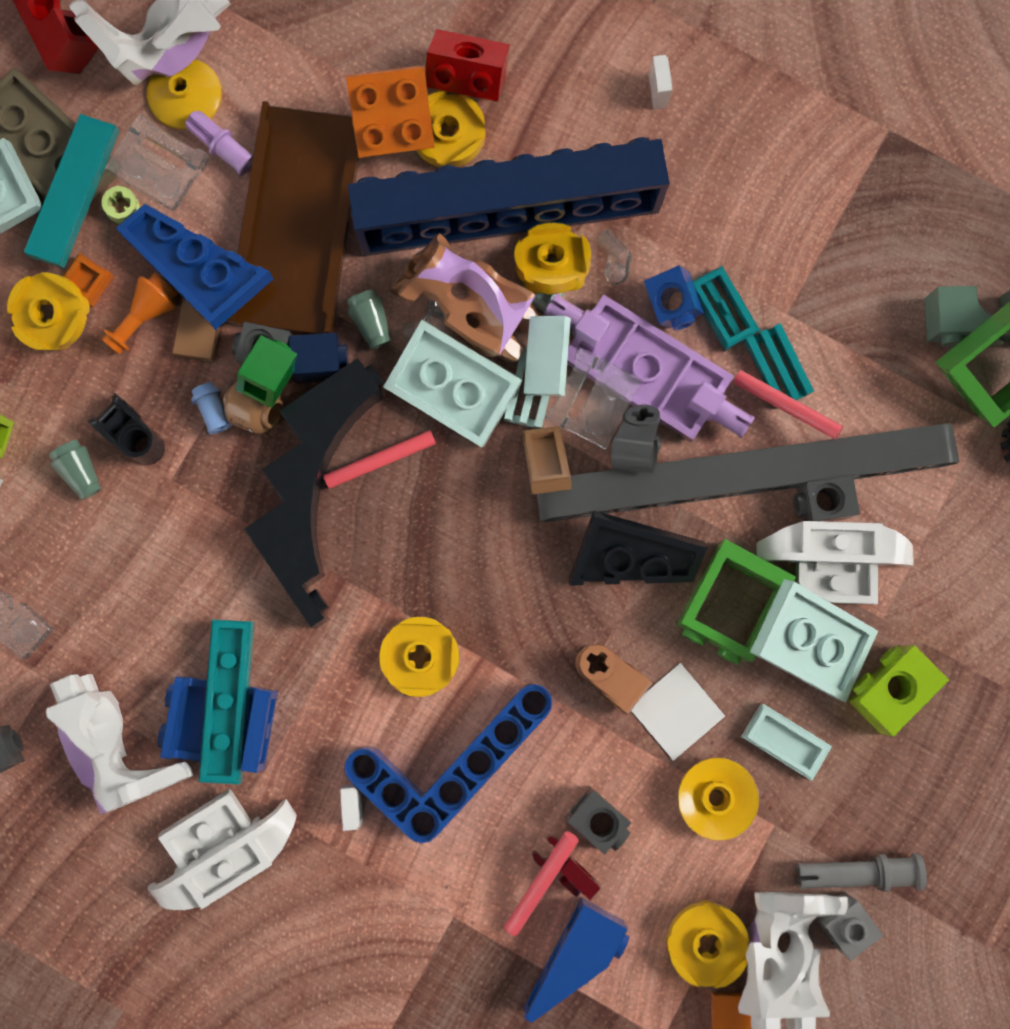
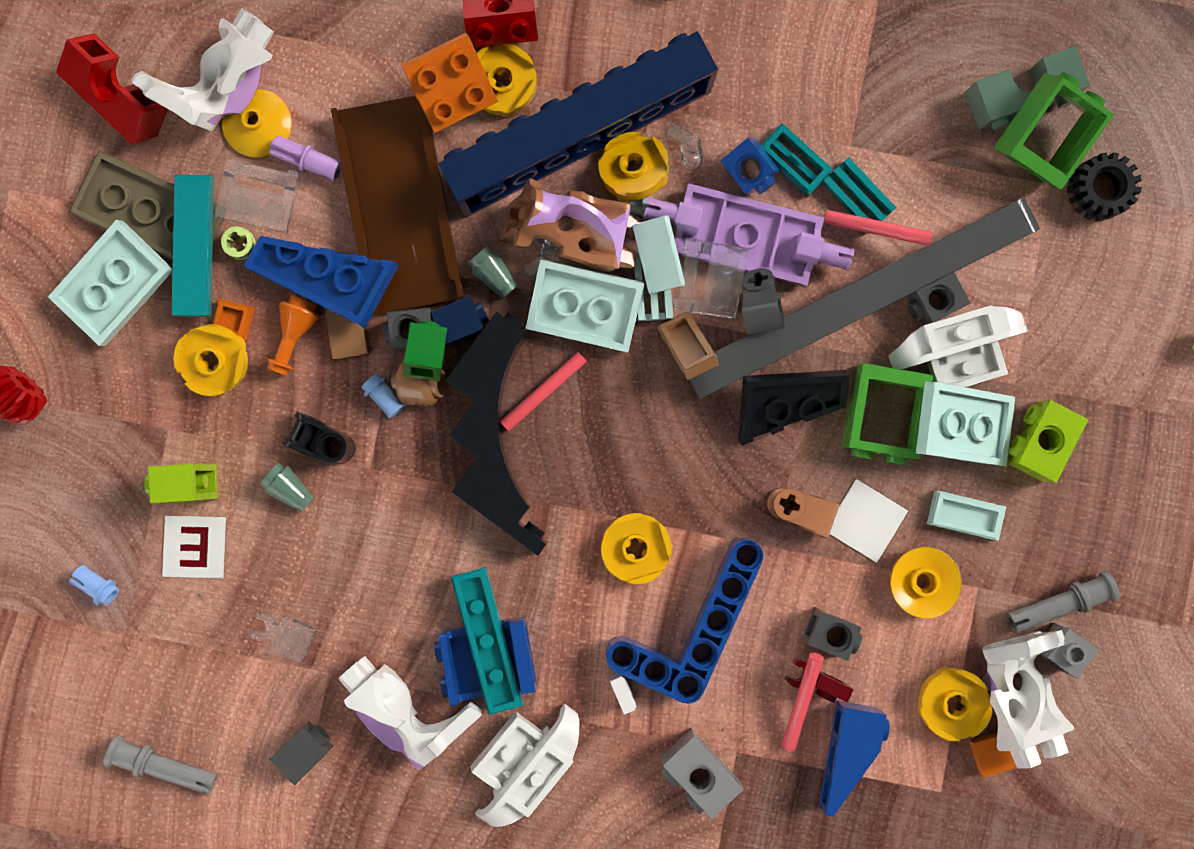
camera: 20 degrees left, 5 degrees up
(407, 952) = (710, 794): none -> light grey brick

